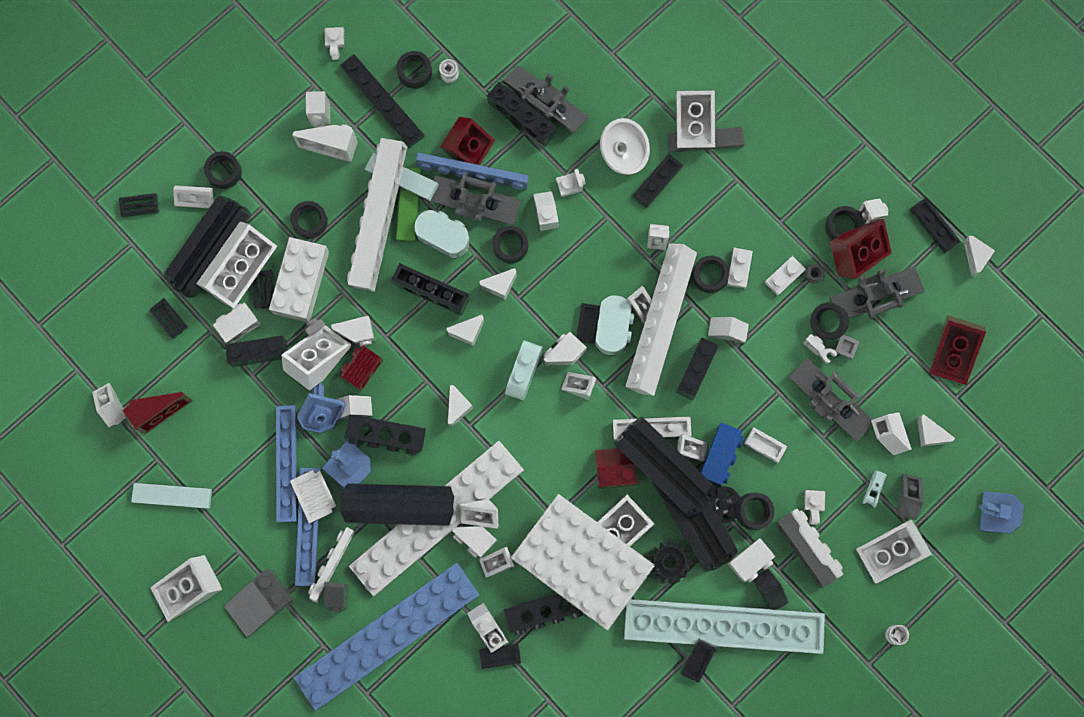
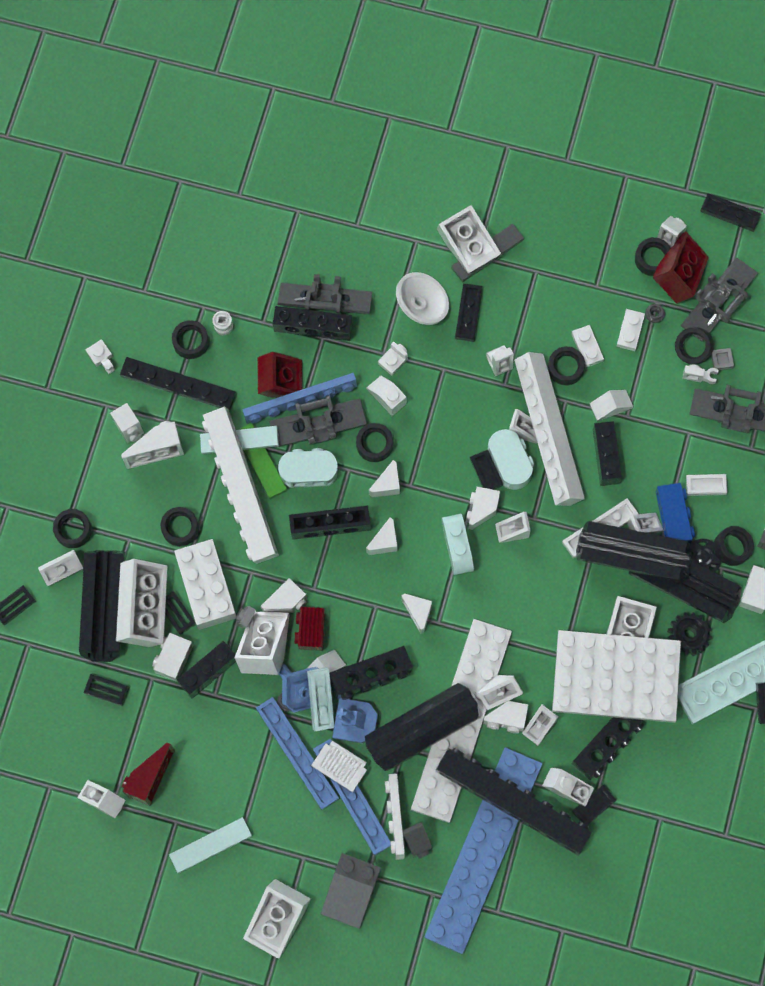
camera: 30 degrees left, 5 degrees down
(330, 431) = (320, 699): none -> light aqua plate
(431, 610) = (513, 801): none -> black brick
(614, 469) = (591, 582): dark red slope -> none

